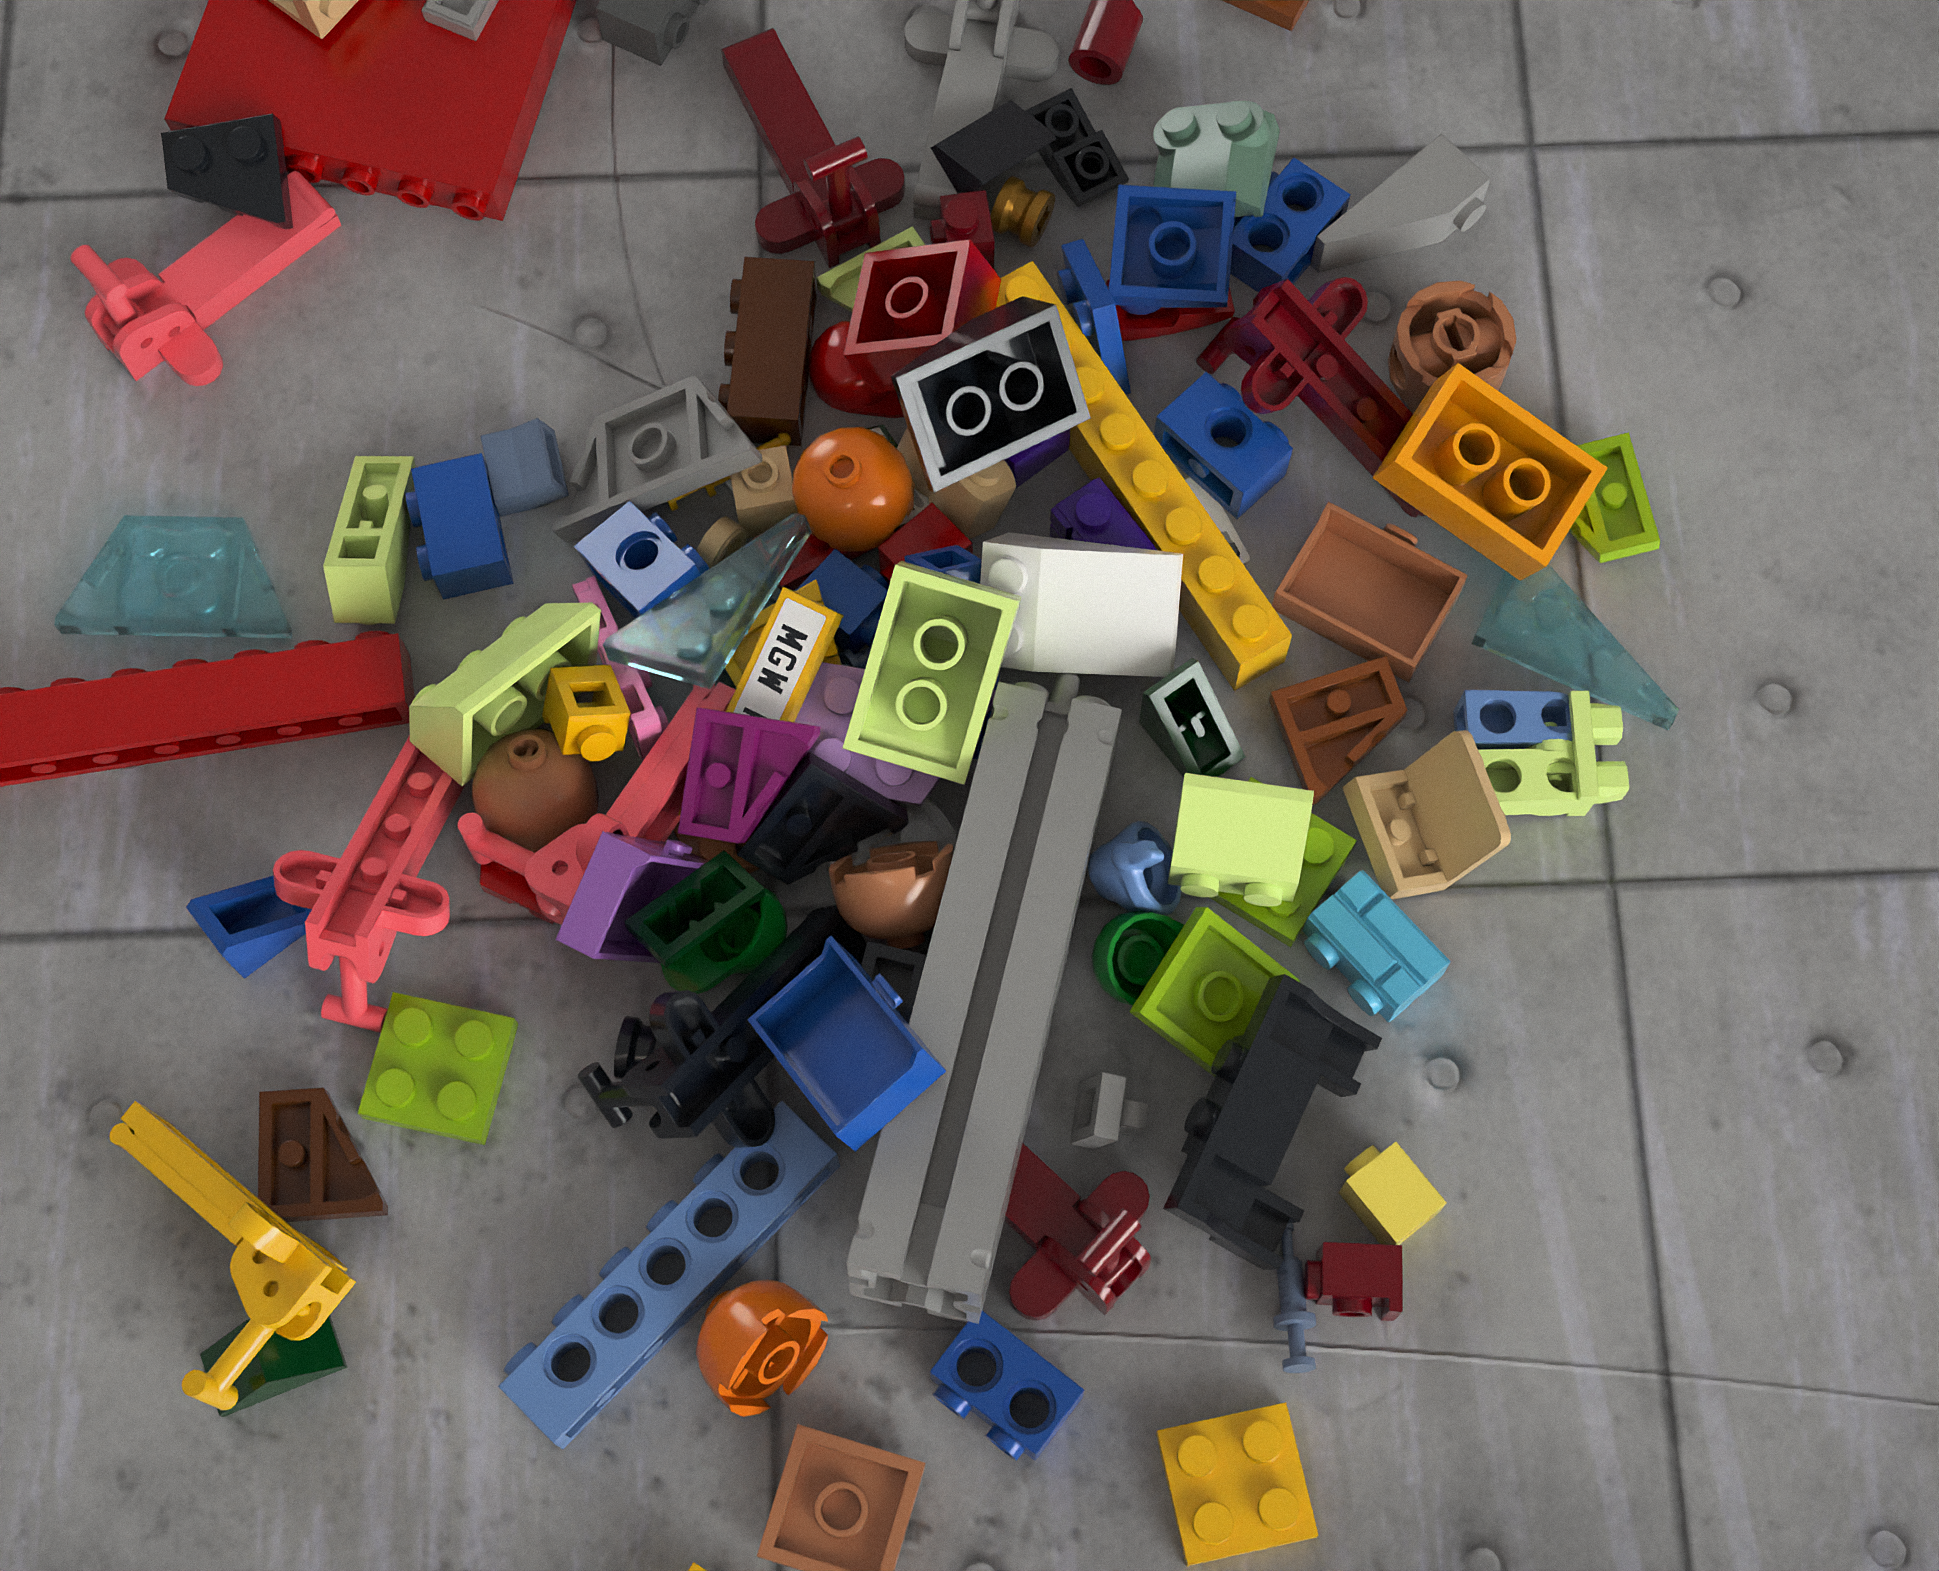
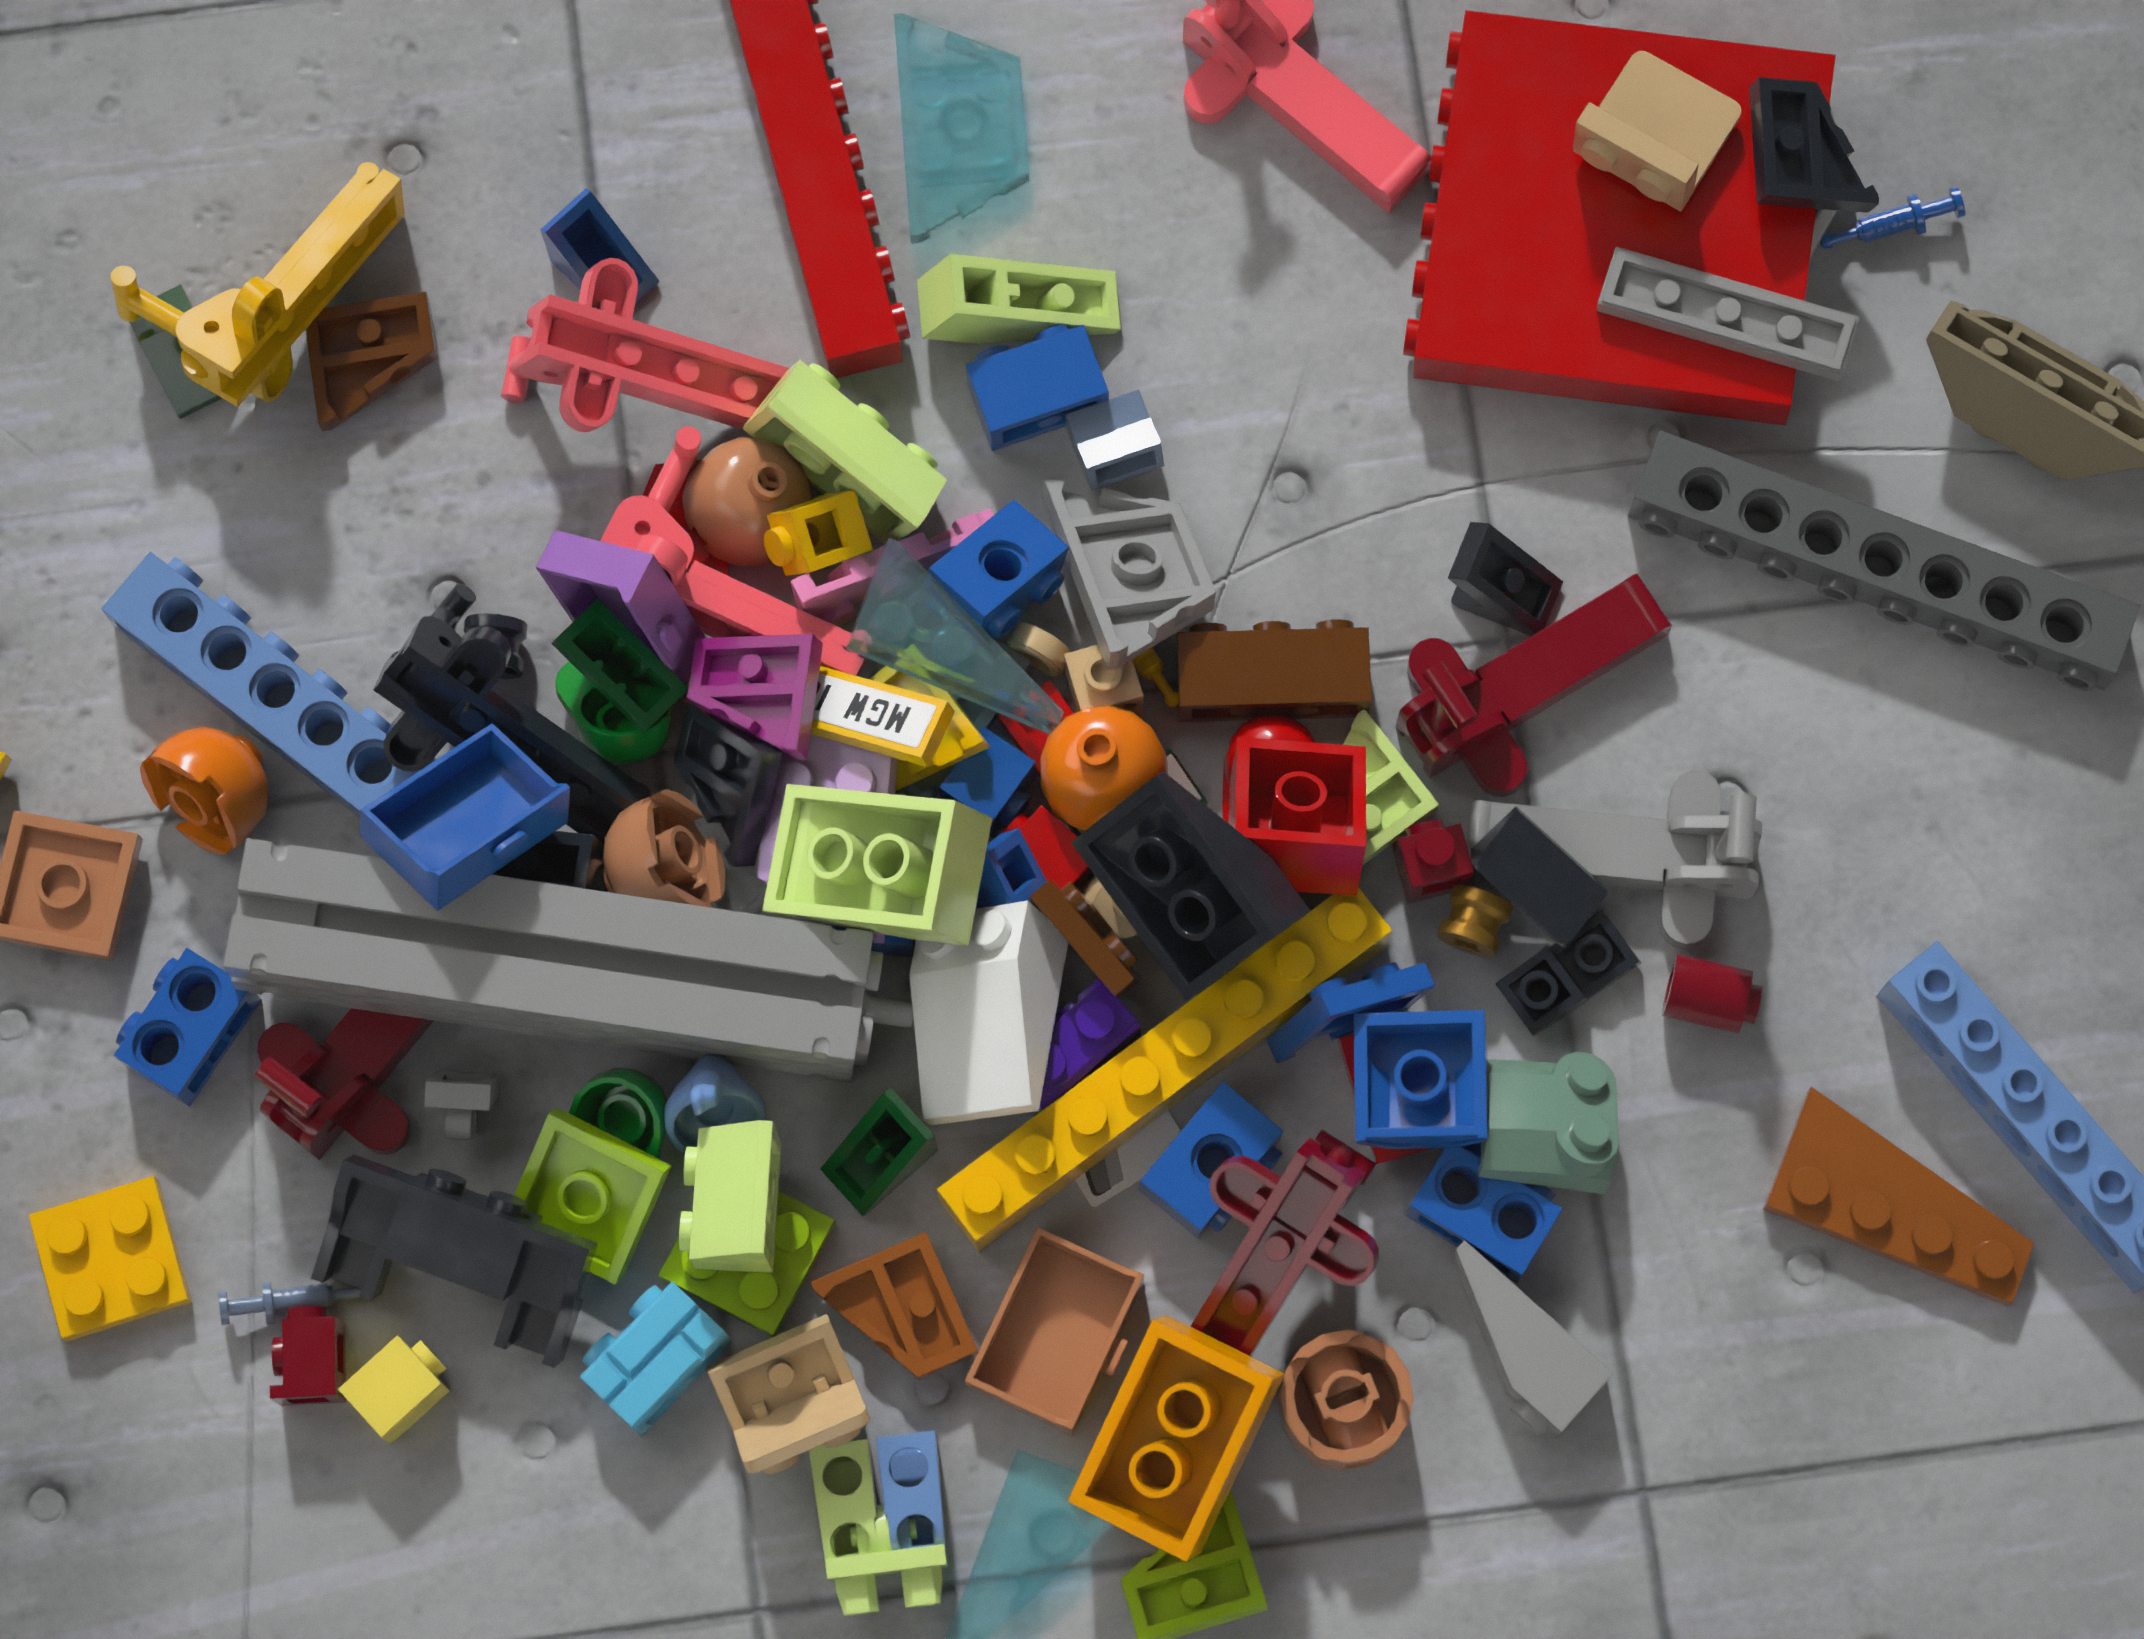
camera: 85 degrees right, 5 degrees up
(232, 166) = (1410, 89): black wing -> none
(438, 1068) = (469, 455): lime plate -> none
(711, 161) = (1502, 581): none -> black slope
(1034, 497) = (1103, 954): none -> reddish brown wing

